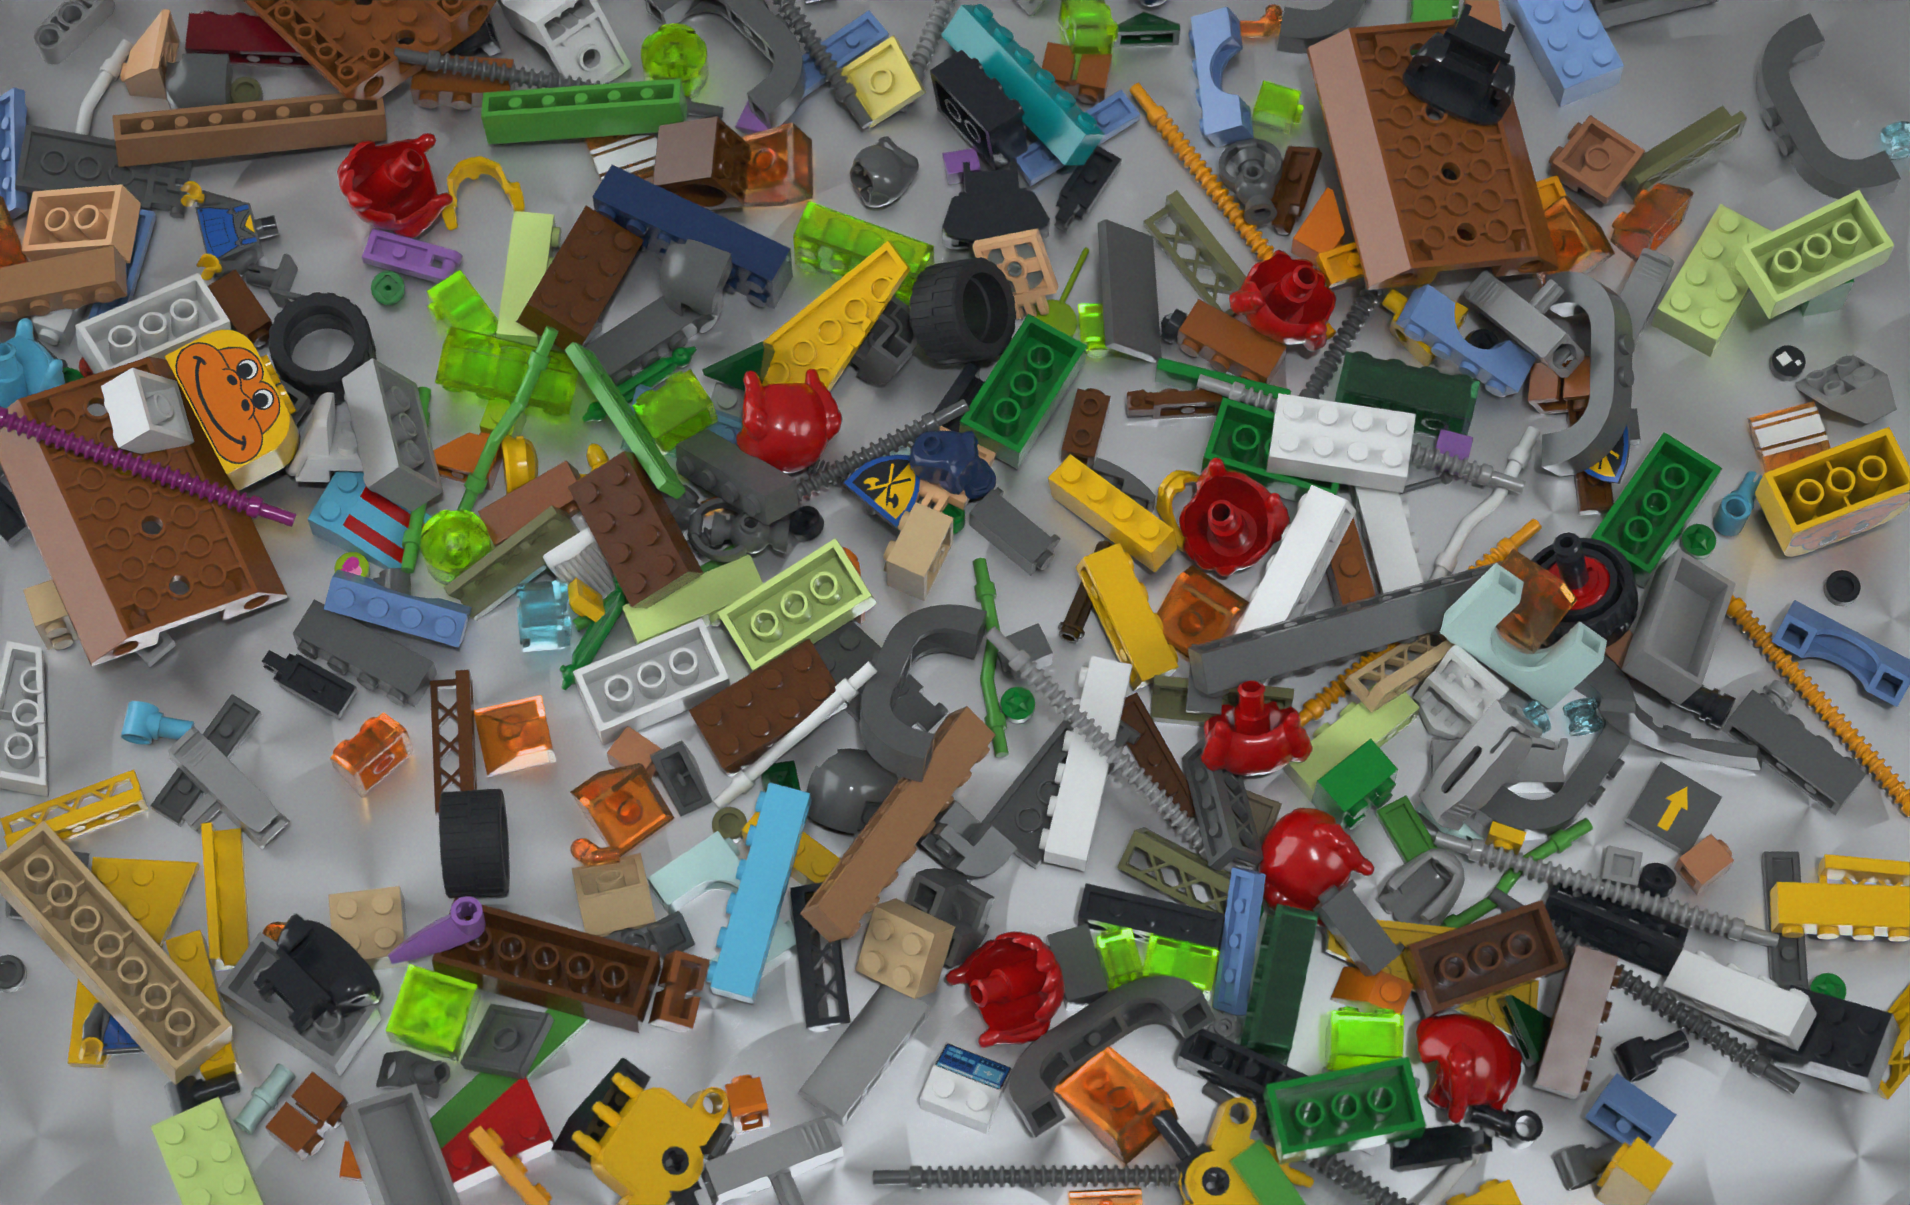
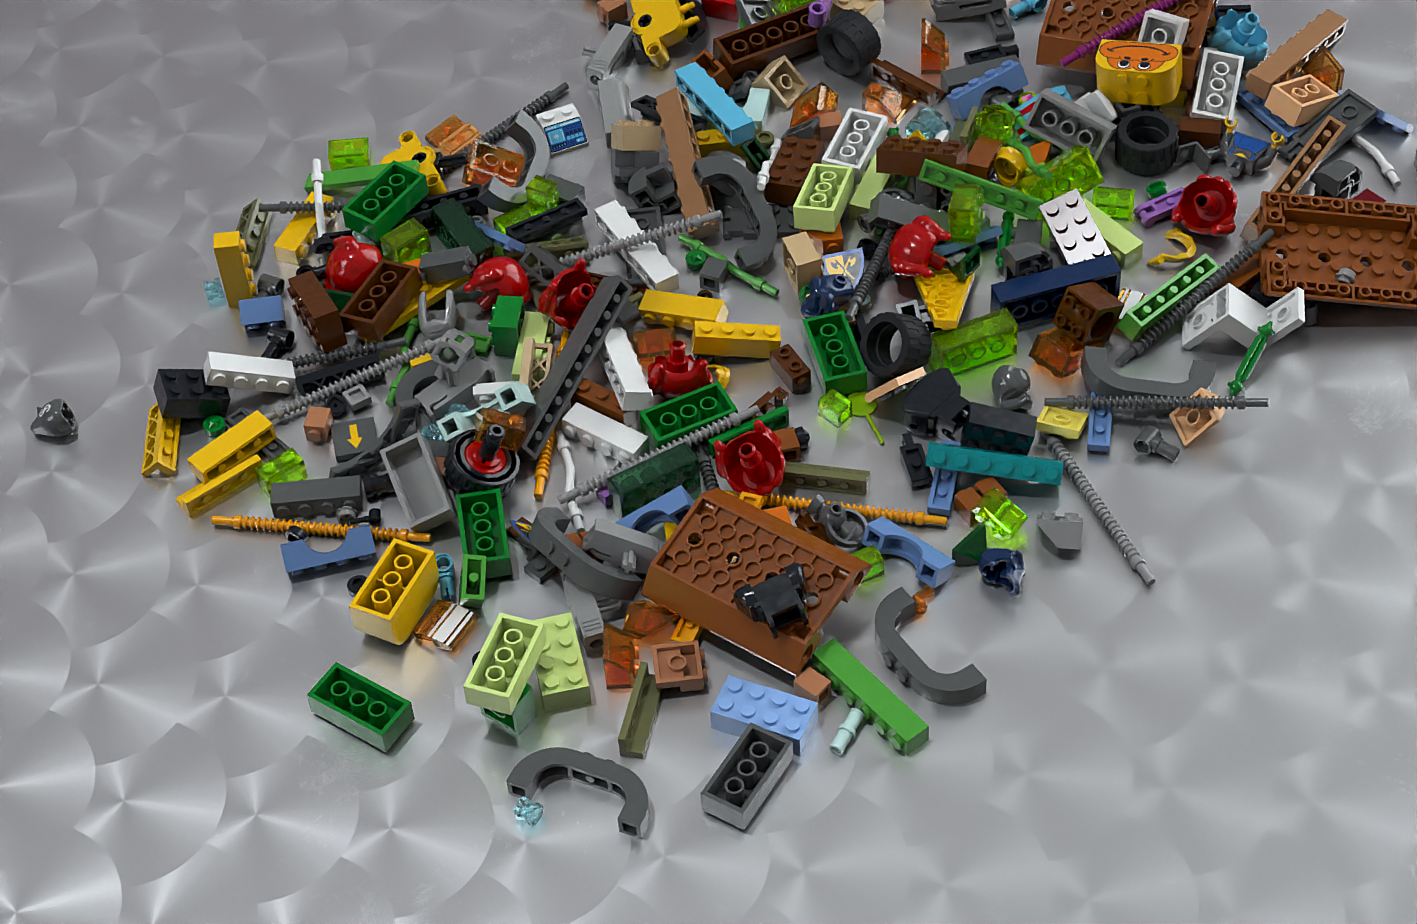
camera: 140 degrees right, 20 degrees down
(149, 58) = (1374, 176): light nougat slope -> none
(592, 855) = (801, 88): clear orange arm -> none
(675, 54) = (1162, 352): clear neon green brick -> none
(747, 1104) = (640, 60): orange slope -> none
(1013, 532) = (773, 308): dark grey brick -> none
(1014, 986) = (576, 163): red piece -> none
(1126, 483) = (742, 363): dark grey slope -> none
(1129, 291) = (837, 428): dark grey tile -> none
(1341, 443) = (657, 421): white brick -> none
(1698, 541) = (451, 547): green tile -> none
(1731, 443) = (472, 581): none -> bright green slope
(1750, 664) = (373, 519): none -> black hand
(1810, 824) = (282, 468): none -> clear neon green brick
(1851, 389) = (438, 665): light grey slope -> none
(1862, 715) = (296, 533): none -> black tile

